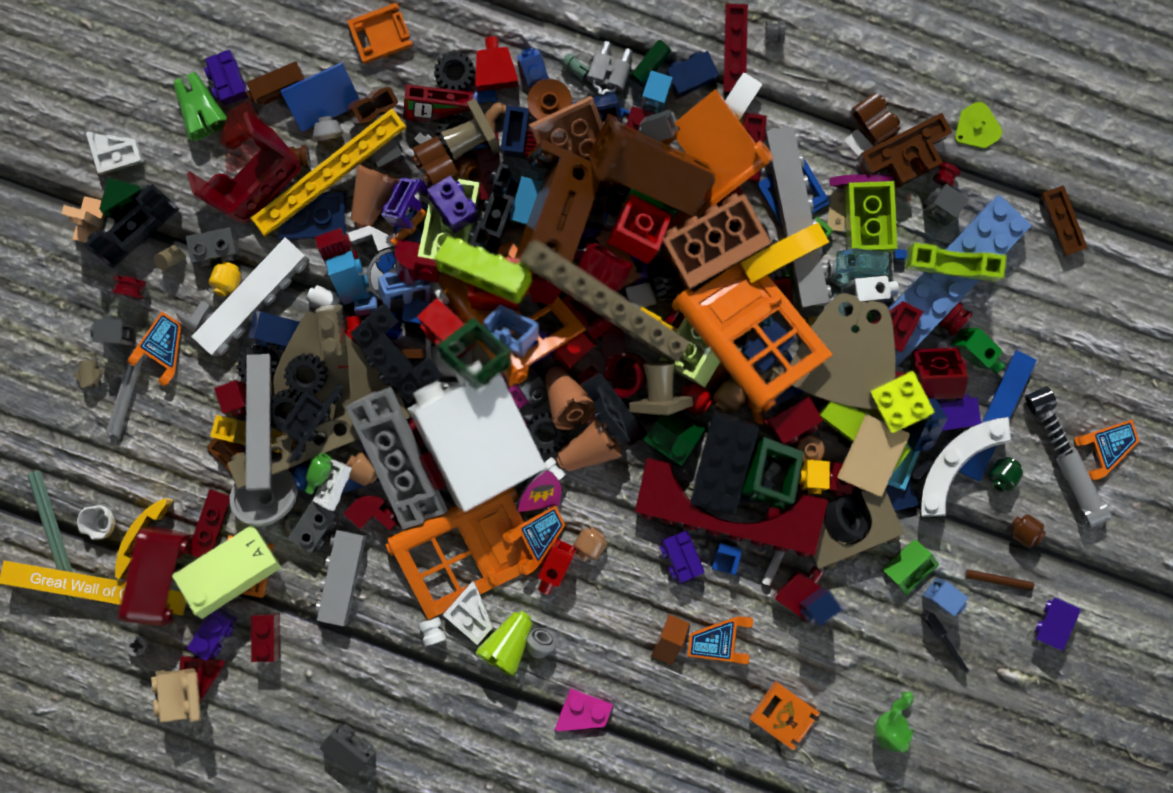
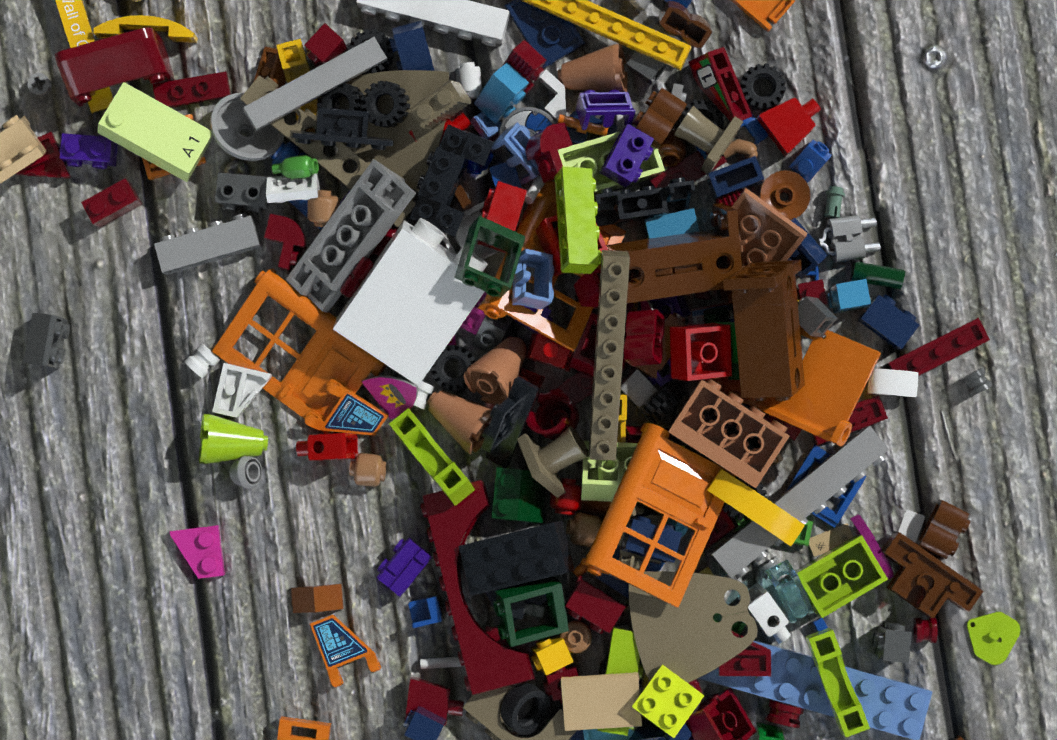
camera: 70 degrees right, 0 degrees up
(607, 488) = (431, 457): none -> lime arch

